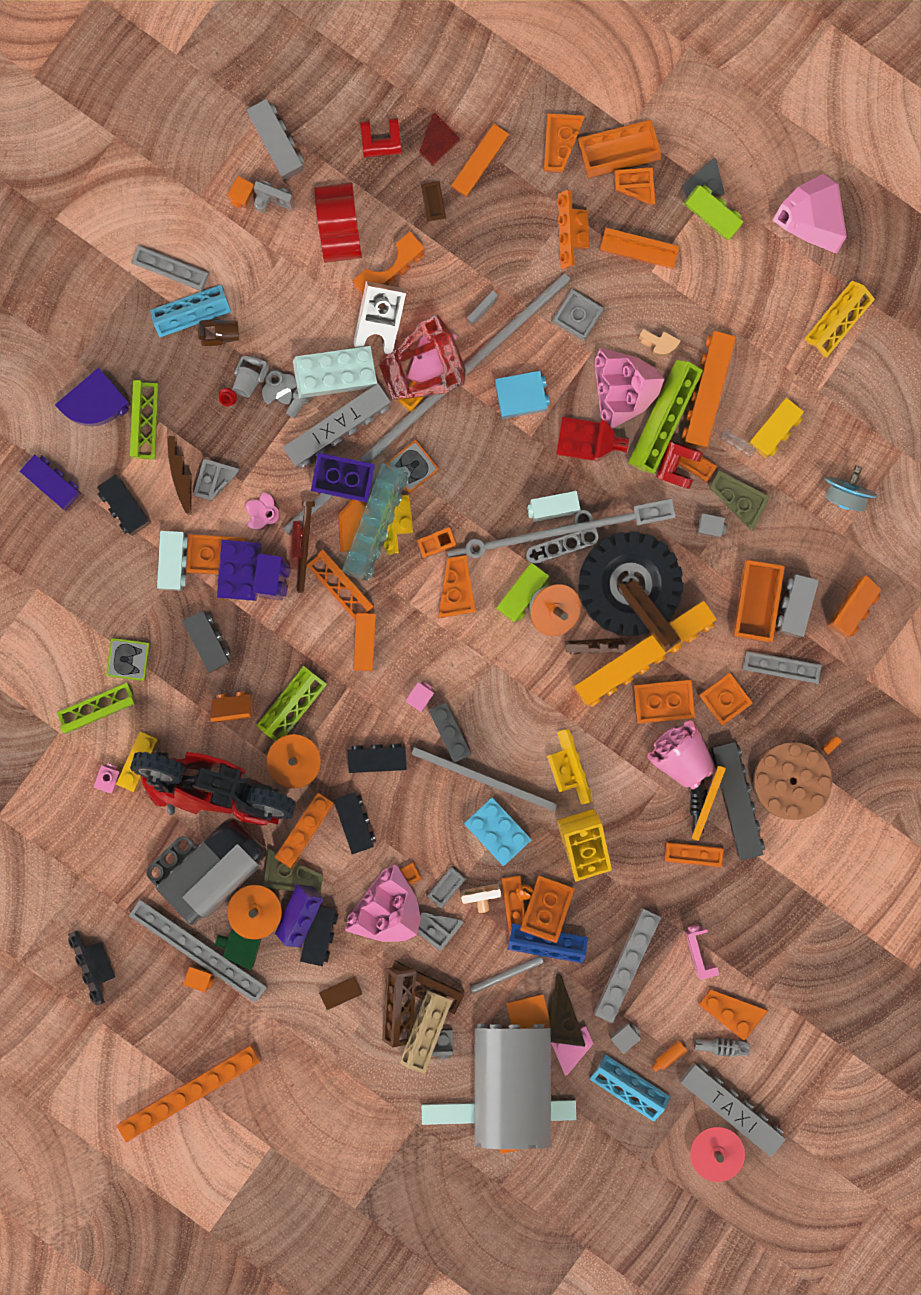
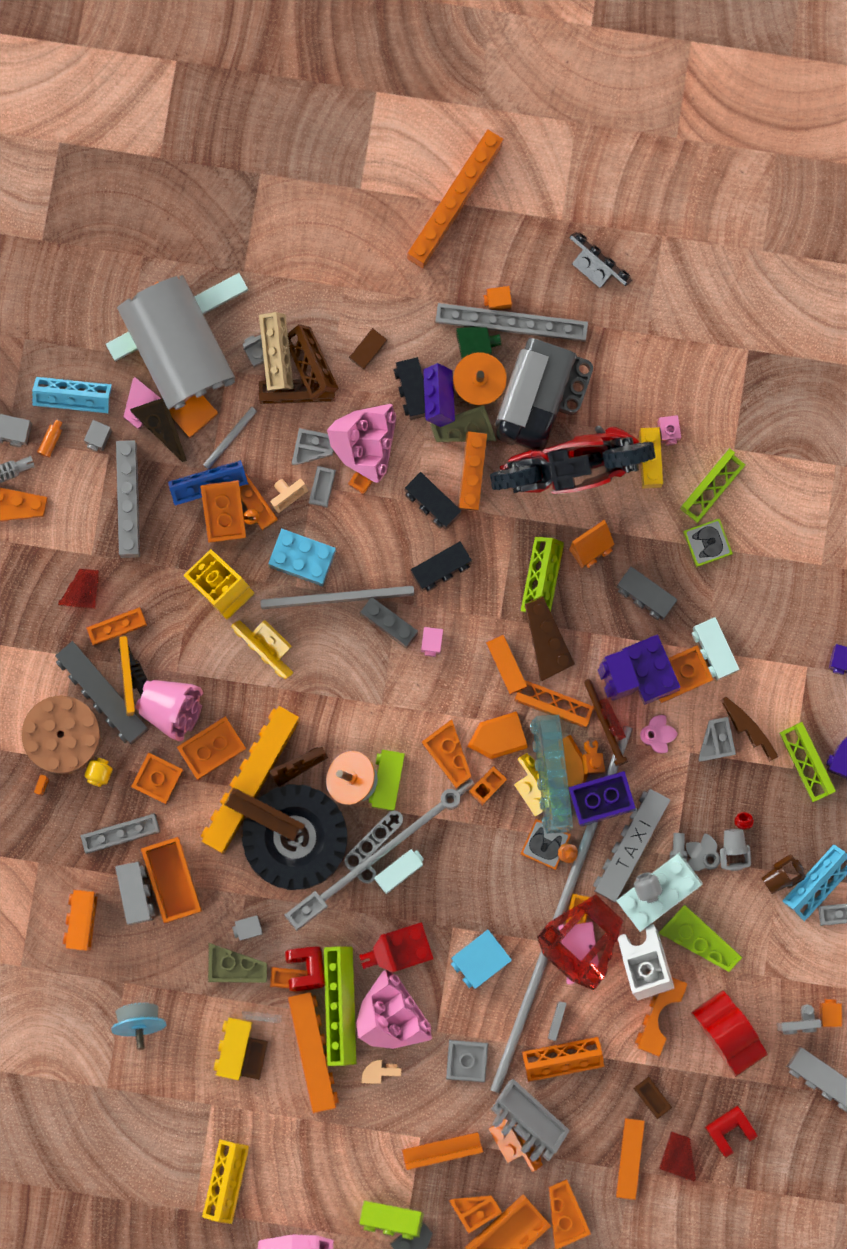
camera: 145 degrees right, 5 degrees down
(123, 505) = (784, 676): black brick -> none
(293, 761) = (514, 526): orange piece -> none
(317, 643) = (548, 643): none -> reddish brown wing
(322, 320) = (694, 934): none -> lime wing
(332, 517) = (593, 761): none -> orange plate
(344, 377) = (647, 887): none -> light grey head
(397, 448) = (567, 853): none -> orange tile
(404, 582) = (499, 736): none -> orange tile
(494, 267) = (564, 1062): none -> orange fence
(548, 232) = (533, 1121): none -> light grey hinge
(701, 971) = (55, 527): bright pink panel -> none
(709, 902) = (82, 590): none -> clear red wing
(762, 411) = (254, 1058): none -> reddish brown tile
(775, 730) = (98, 772): none -> yellow head

